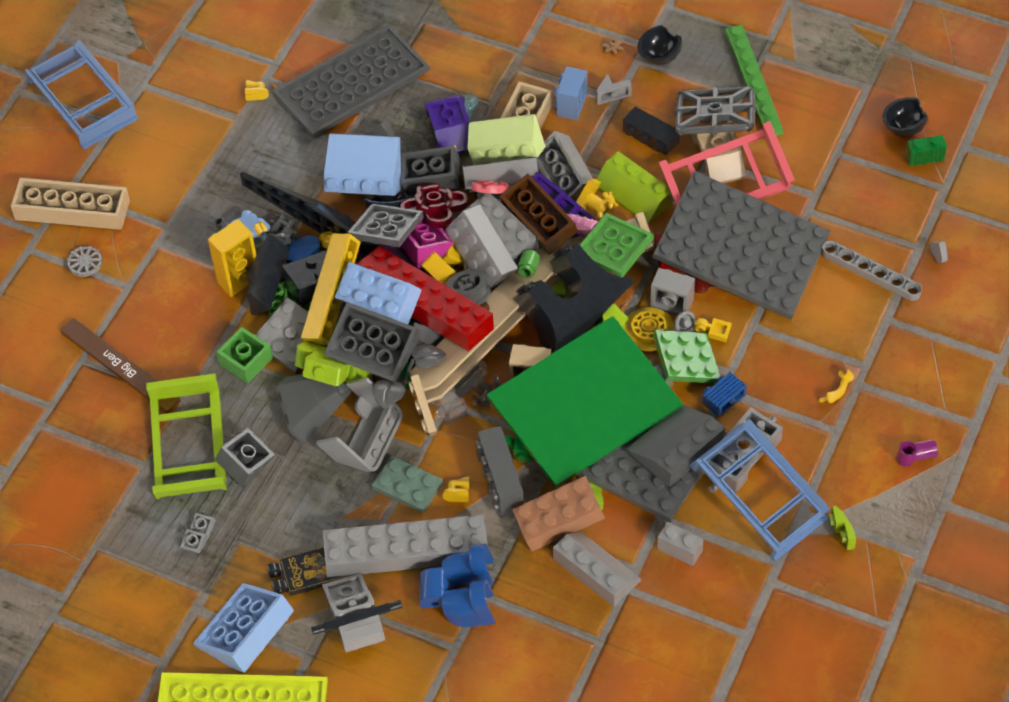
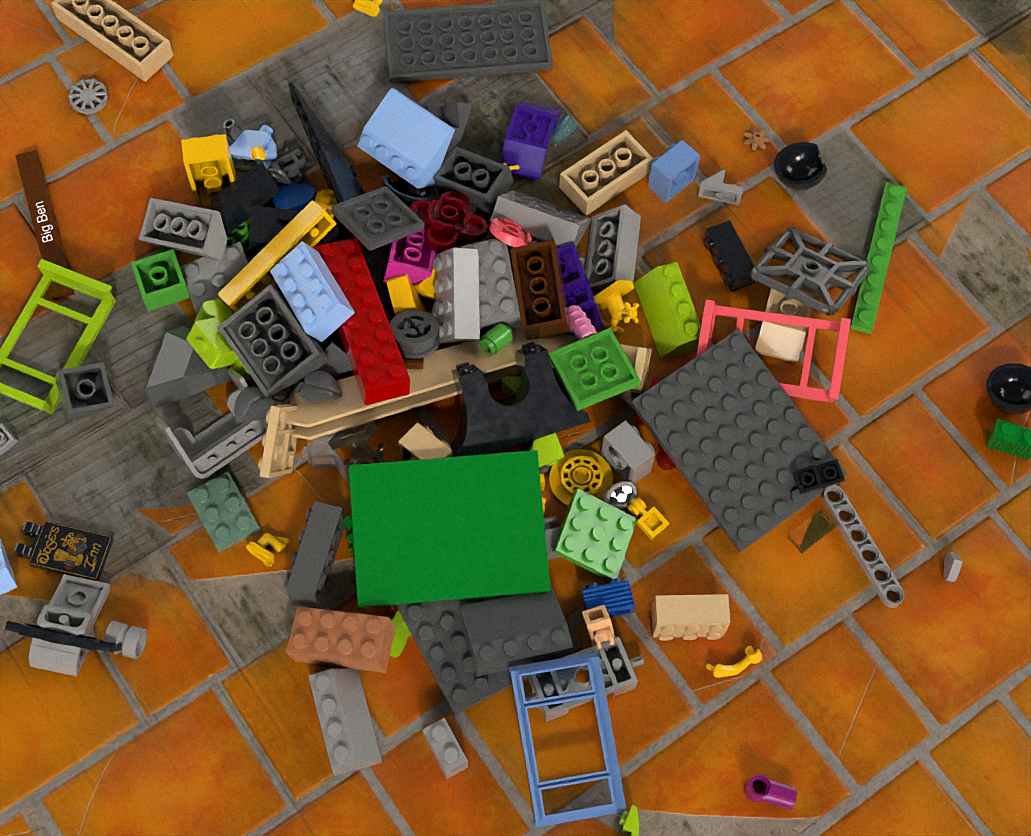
camera: 25 degrees right, 10 degrees up
(241, 307) = (184, 228): none -> light grey slope
(400, 545) = (169, 582): light grey brick -> none
(407, 597) = (128, 640): none -> light grey wheel
(466, 605) = (169, 646): blue piece -> none
(505, 139) = (566, 187): yellowish green slope -> none
(731, 409) = (598, 626): none -> light nougat brick
(788, 371) = (690, 616): none -> tan brick
(813, 239) = (818, 476): none -> black slope
(830, 279) = (812, 530): none -> clear yellow tile

